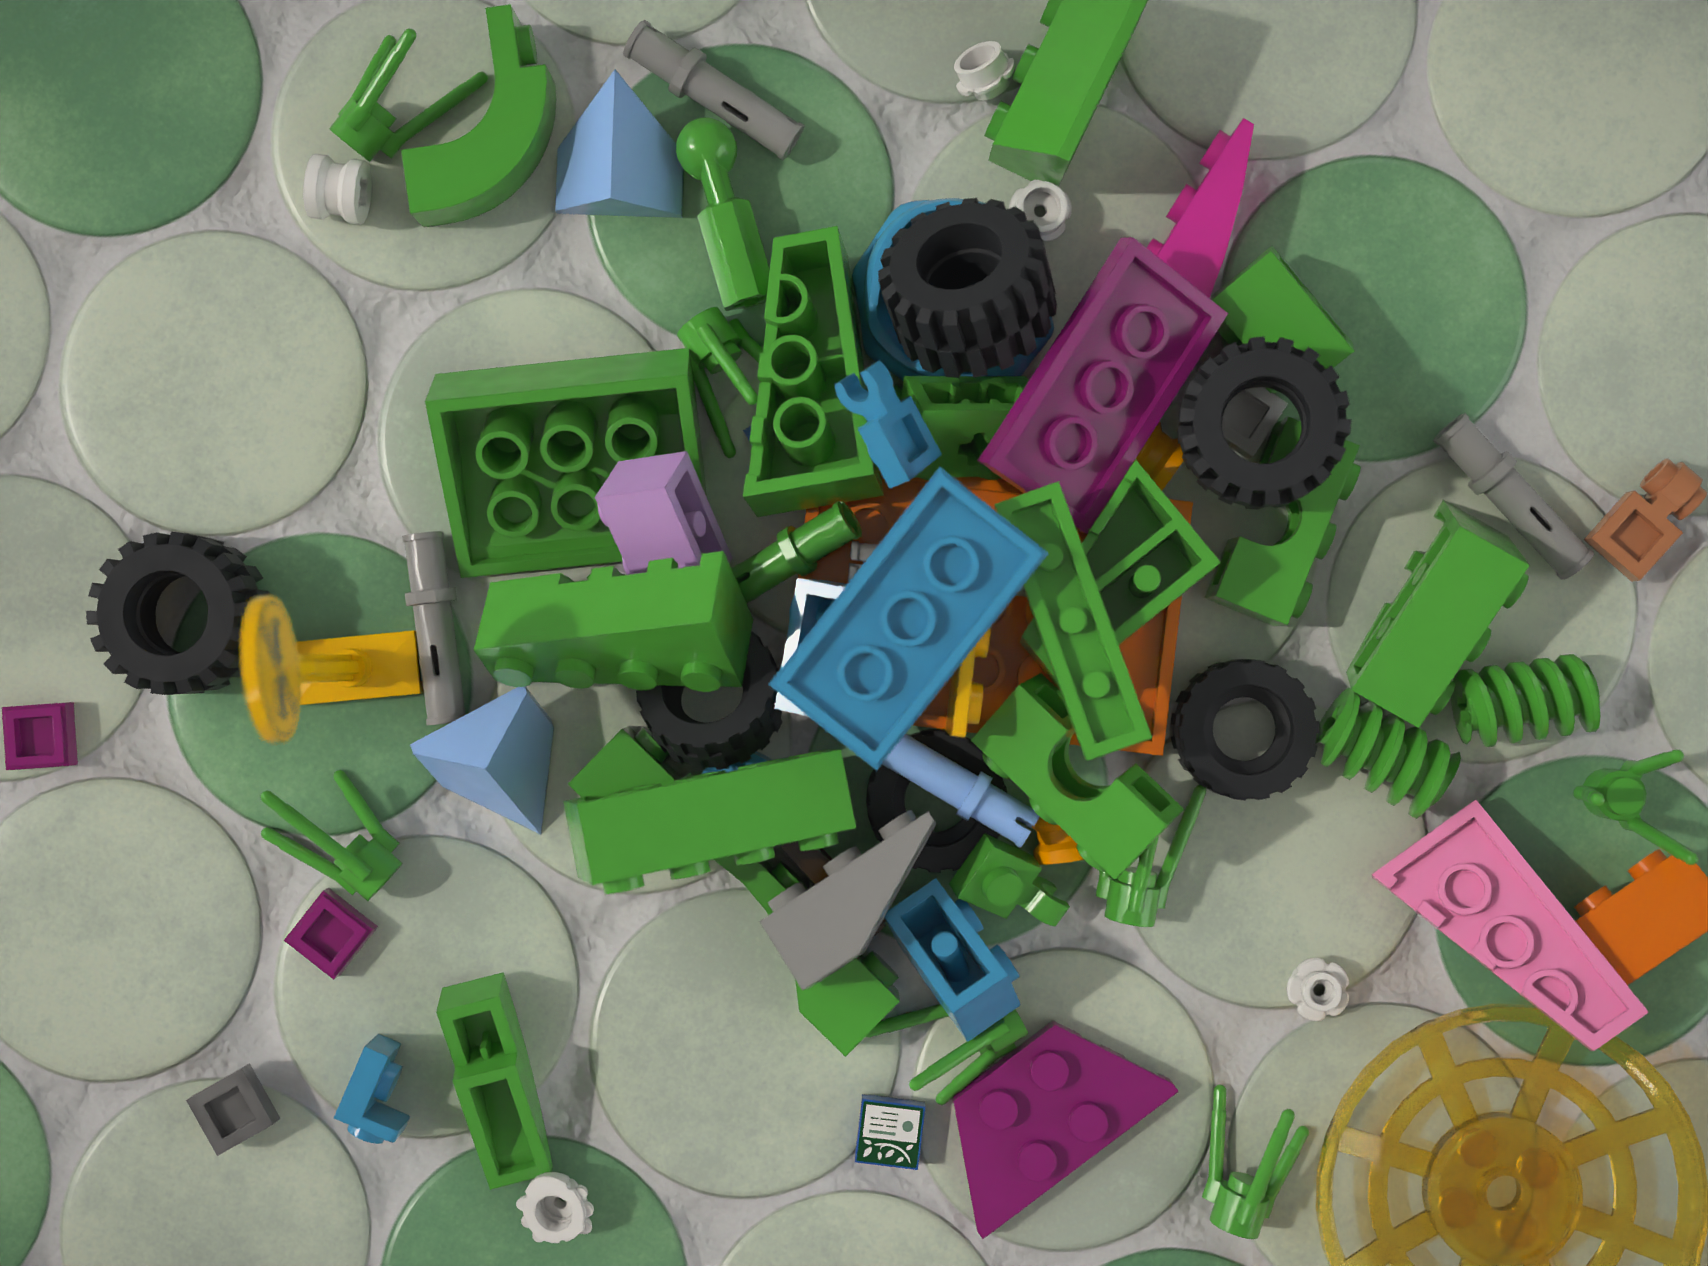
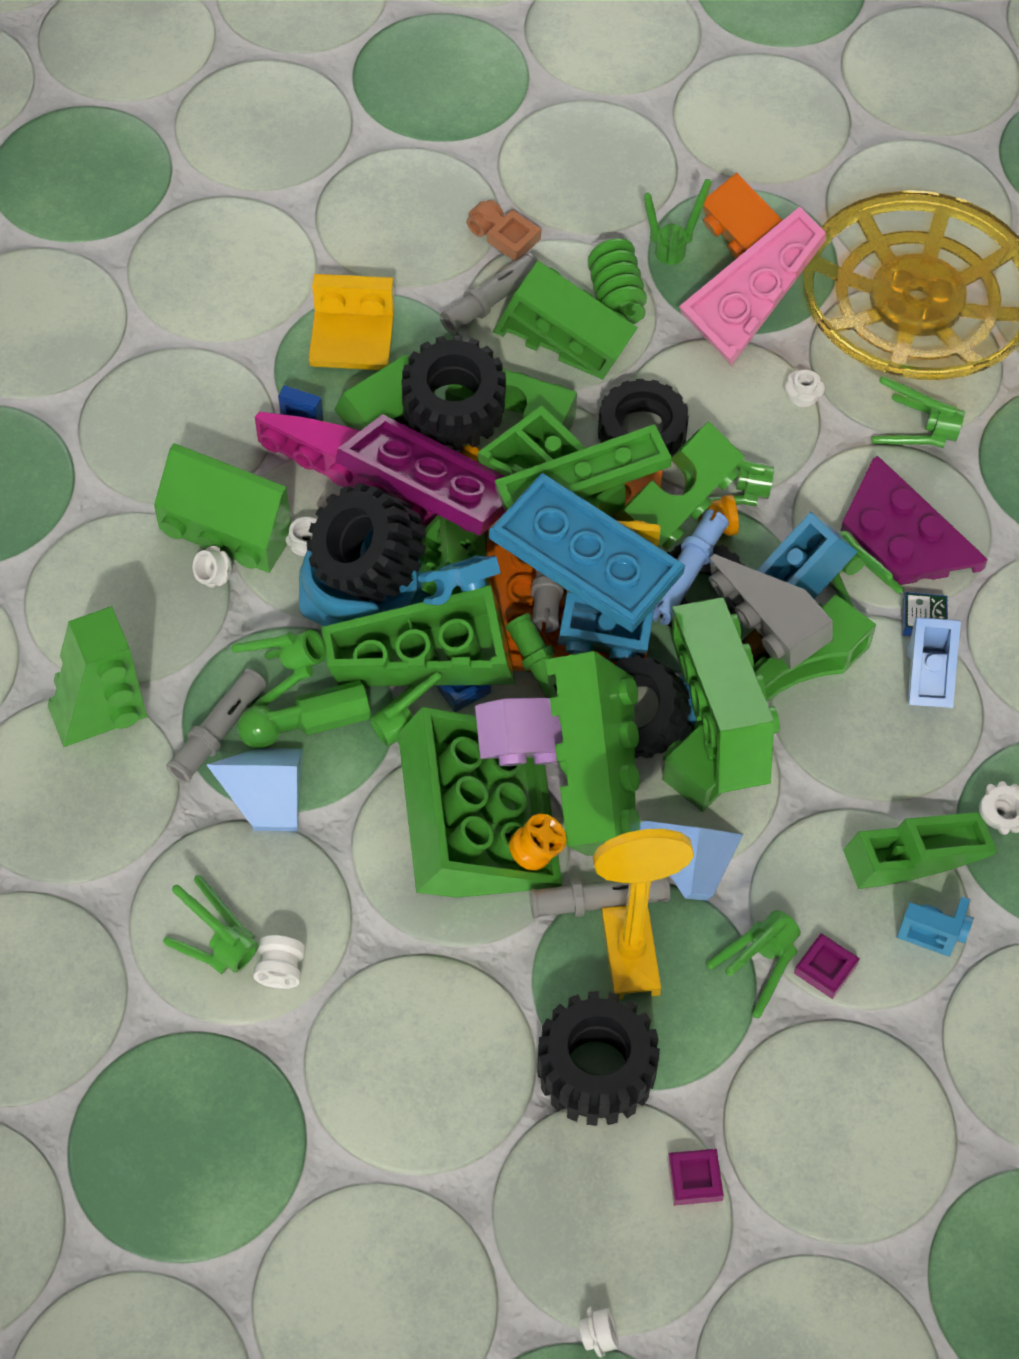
camera: 90 degrees left, 30 degrees down
(233, 1109) = (963, 1023): flat silver plate -> none
(485, 552) = (537, 842): none -> light orange wheel
(502, 151) = (246, 848): bright green arch -> none
(785, 1134) = (933, 662): none -> light blue slope
(793, 195) = (295, 652): none -> bright green plant
(1001, 877) = (751, 543): bright green plate -> none
(1275, 193) = (300, 404): none -> blue tile
(1386, 752) = (654, 347): bright green piece -> none
(1442, 271) = (352, 321): none -> yellow bracket

